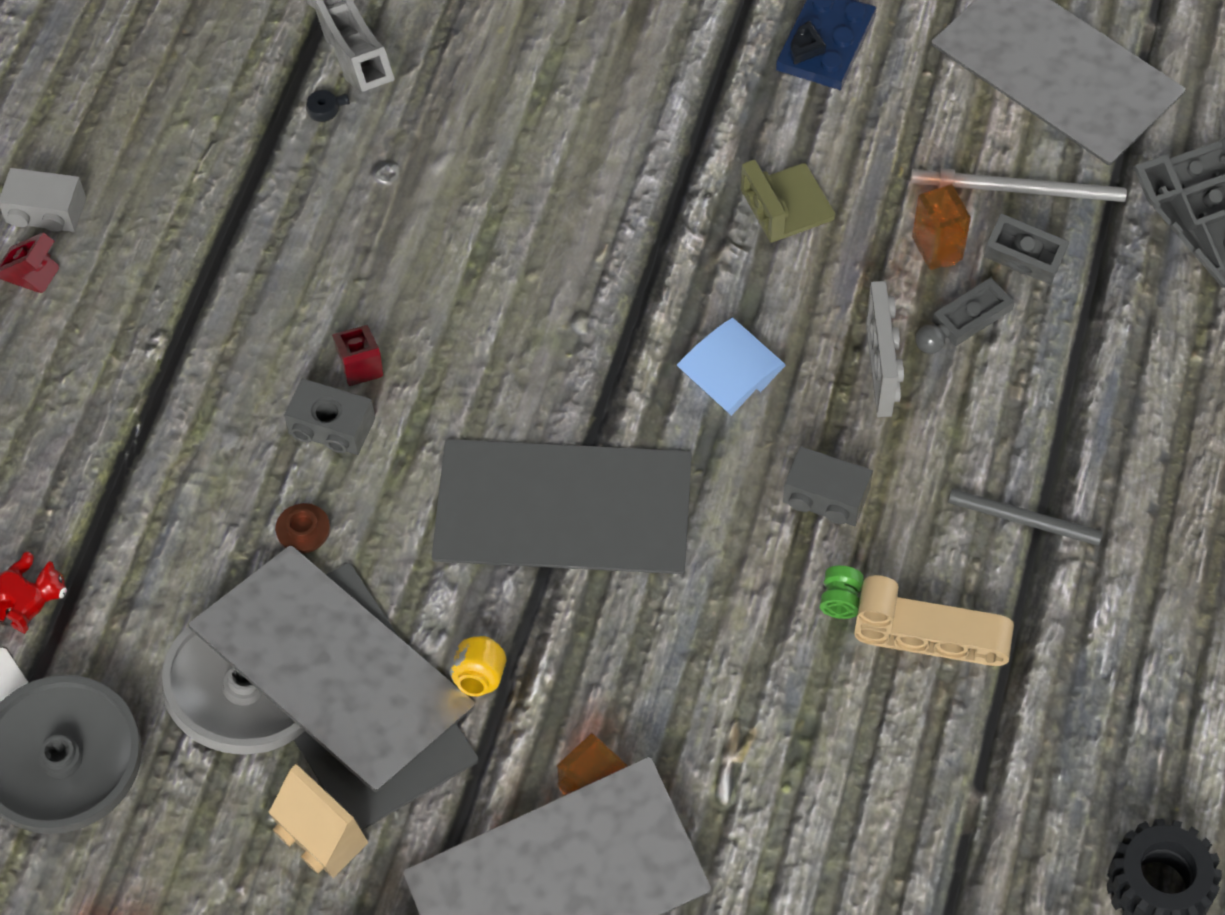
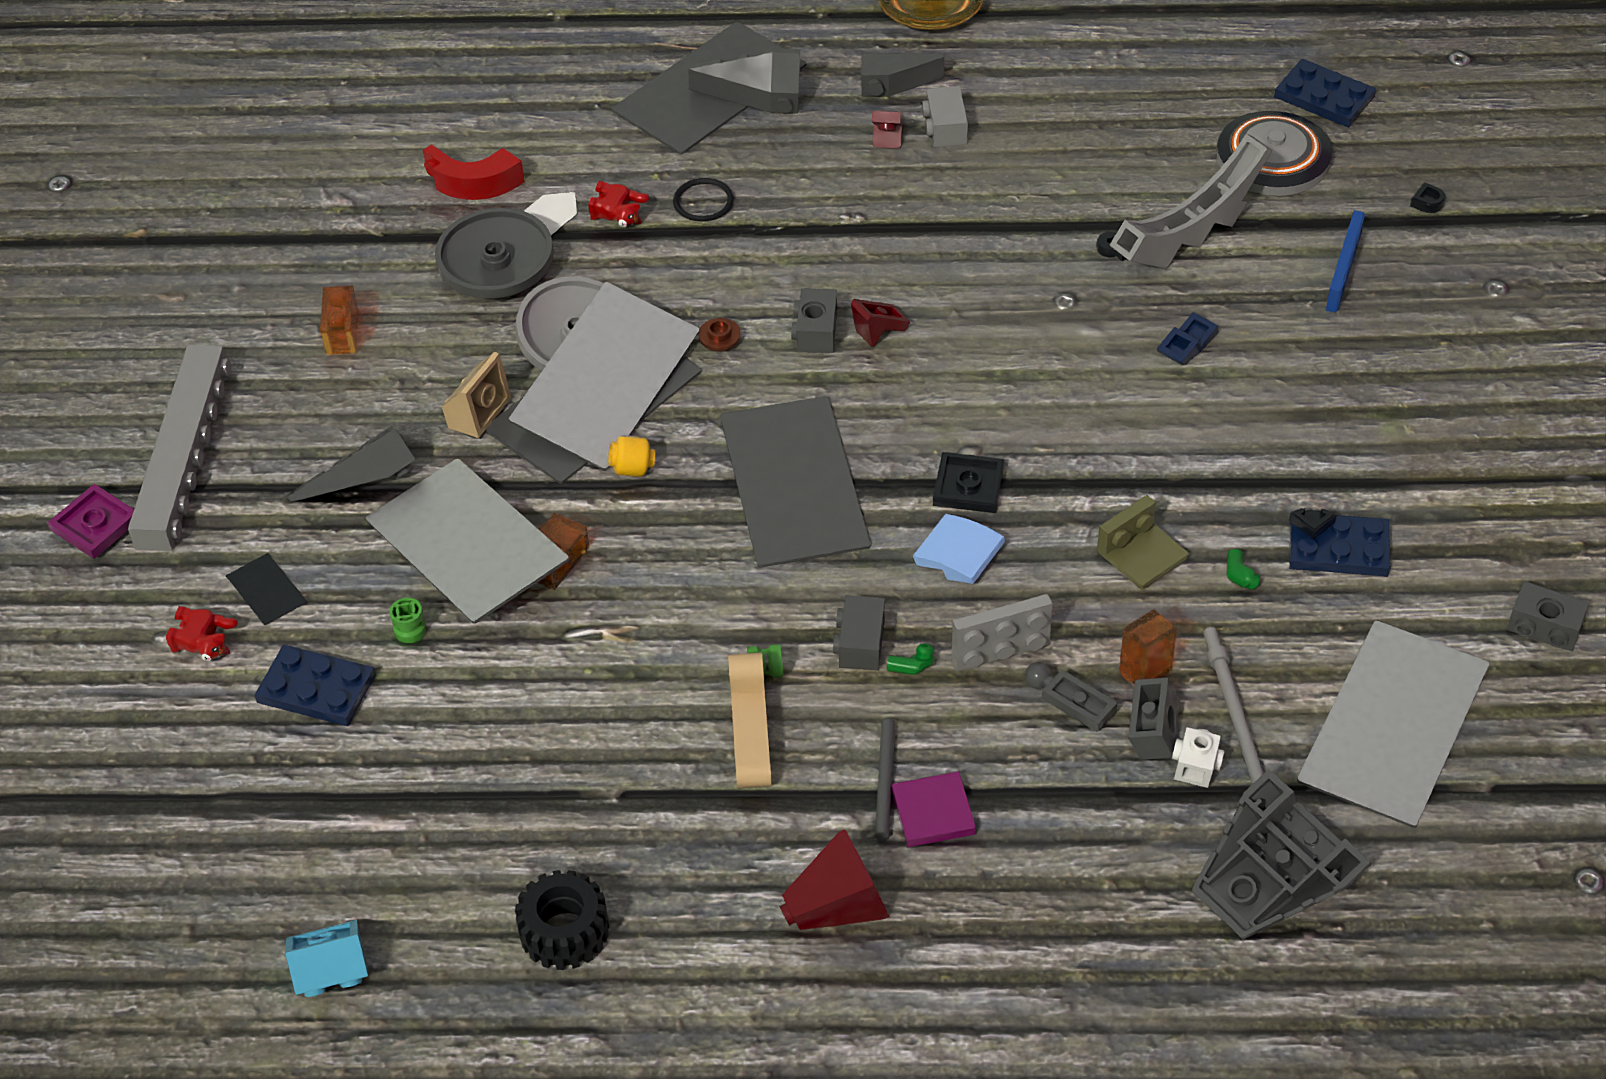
camera: 75 degrees right, 10 degrees down
(56, 526) = (703, 181): none -> black tyre
(497, 78) = (1188, 340): none -> dark blue slope
(631, 333) = (968, 482): none -> black tile
(840, 130) = (1240, 573): none -> green arm
(877, 448) = (915, 664): none -> green arm
(1077, 482) = (933, 809): none -> magenta tile
(1081, 226) = (1197, 756): none -> white brick
(1178, 591) = (833, 890): none -> dark red slope

